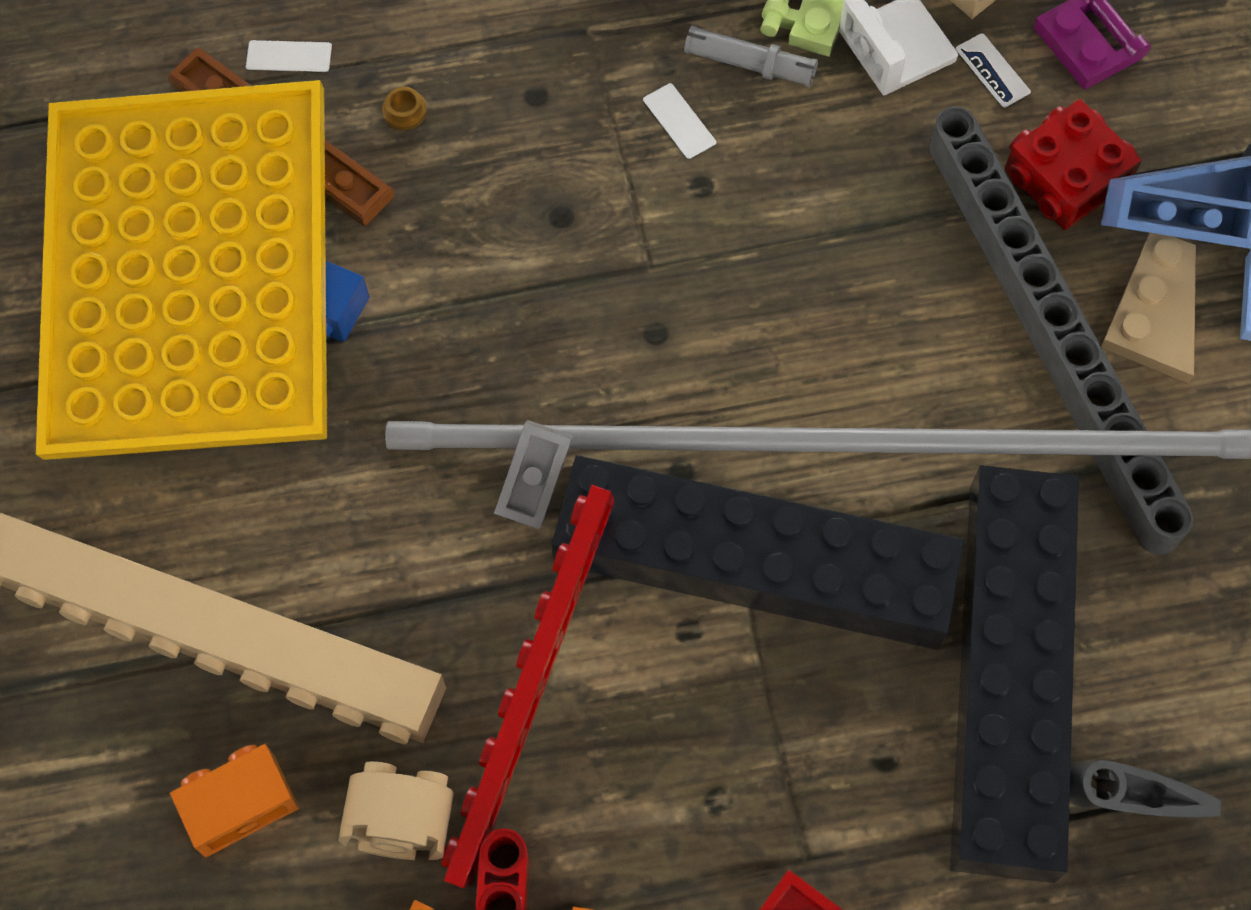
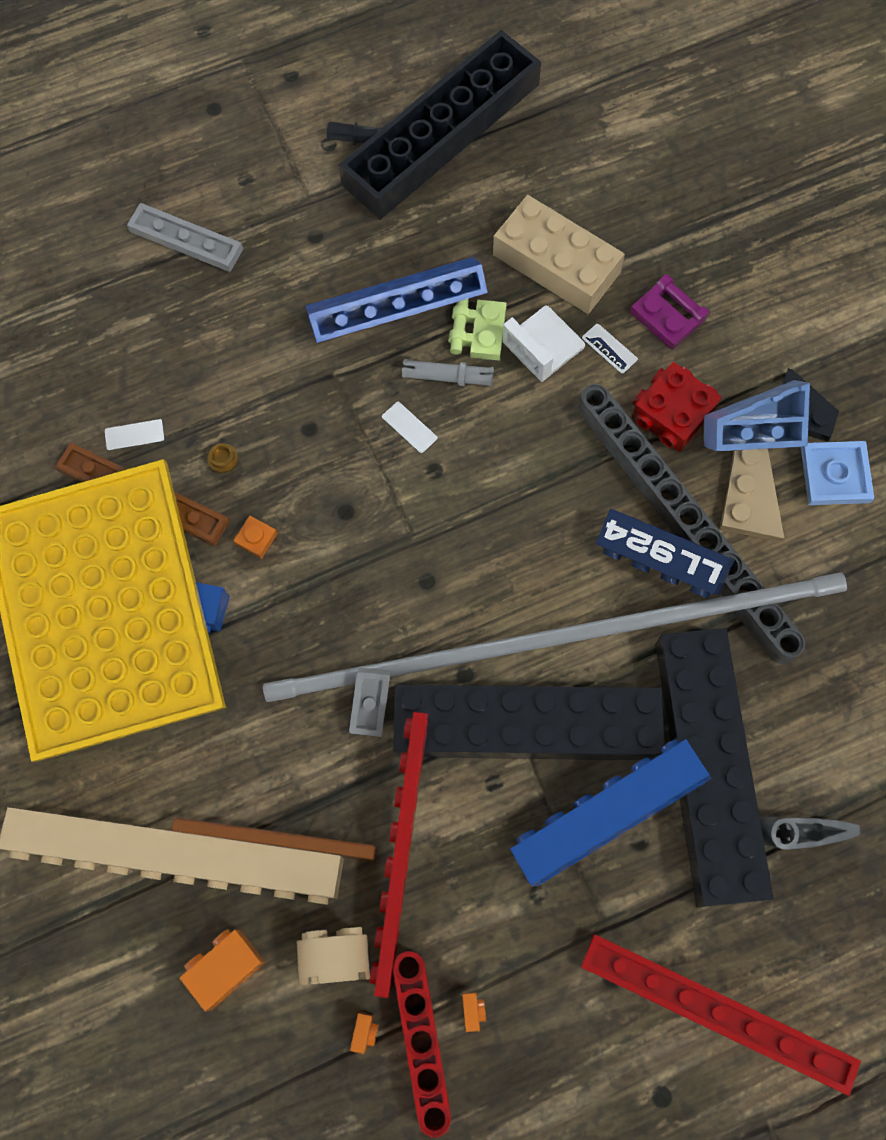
camera: 10 degrees left, 5 degrees up
(425, 223) = (255, 537): none -> orange plate
(455, 672) = (278, 839): none -> dark orange tile
(850, 696) = (610, 813): none -> blue brick
(1011, 354) = (664, 552): none -> dark blue brick

